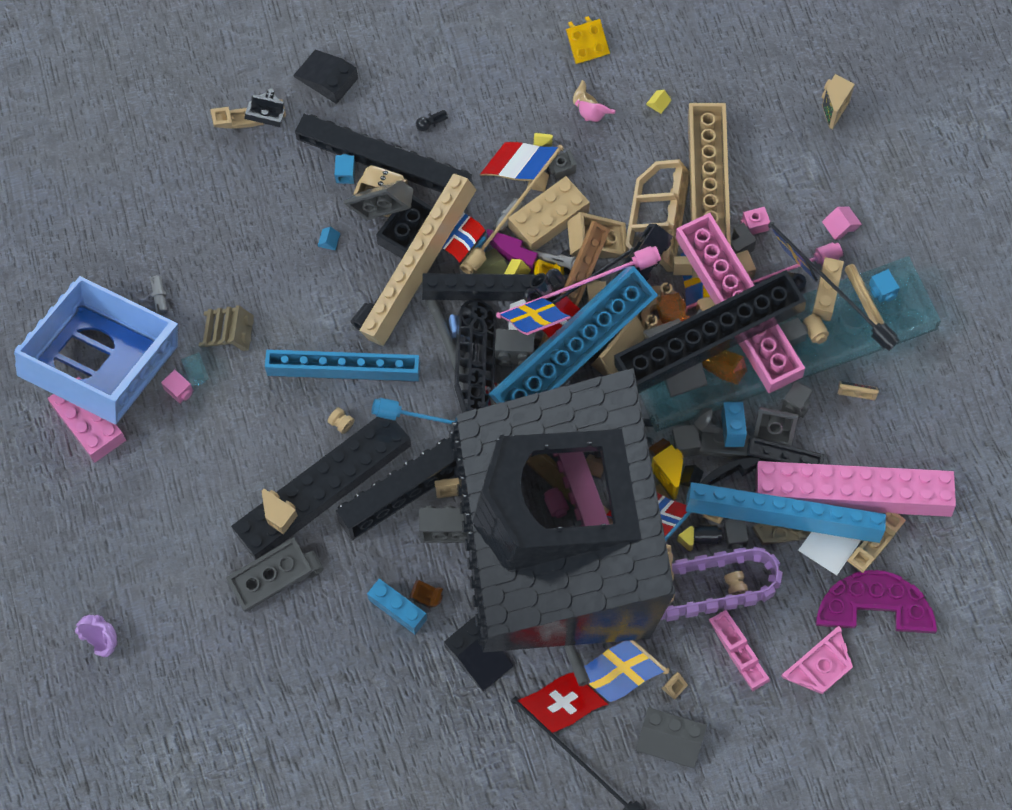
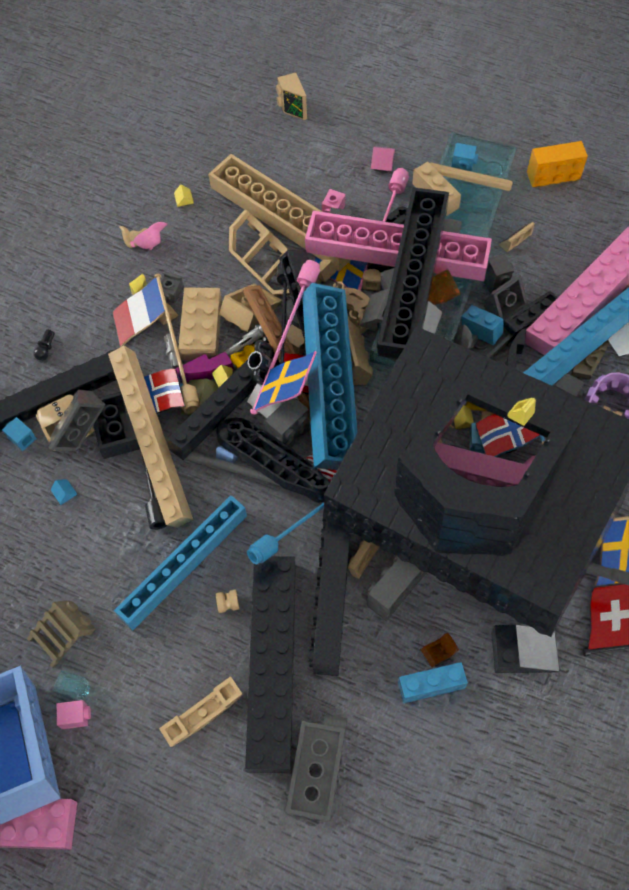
camera: 50 degrees left, 5 degrees down
(246, 469) = (201, 713): none -> tan slope
(277, 512) = (271, 716): tan slope -> none
(587, 40) = (92, 203): yellow plate -> none
(614, 492) = (522, 411): none -> light yellow slope
(671, 308) = (358, 296): clear orange slope -> none
(816, 329) = (461, 215): tan brick -> none
(881, 333) = (396, 188): black flag -> none
(961, 367) = (556, 164): none -> light orange brick

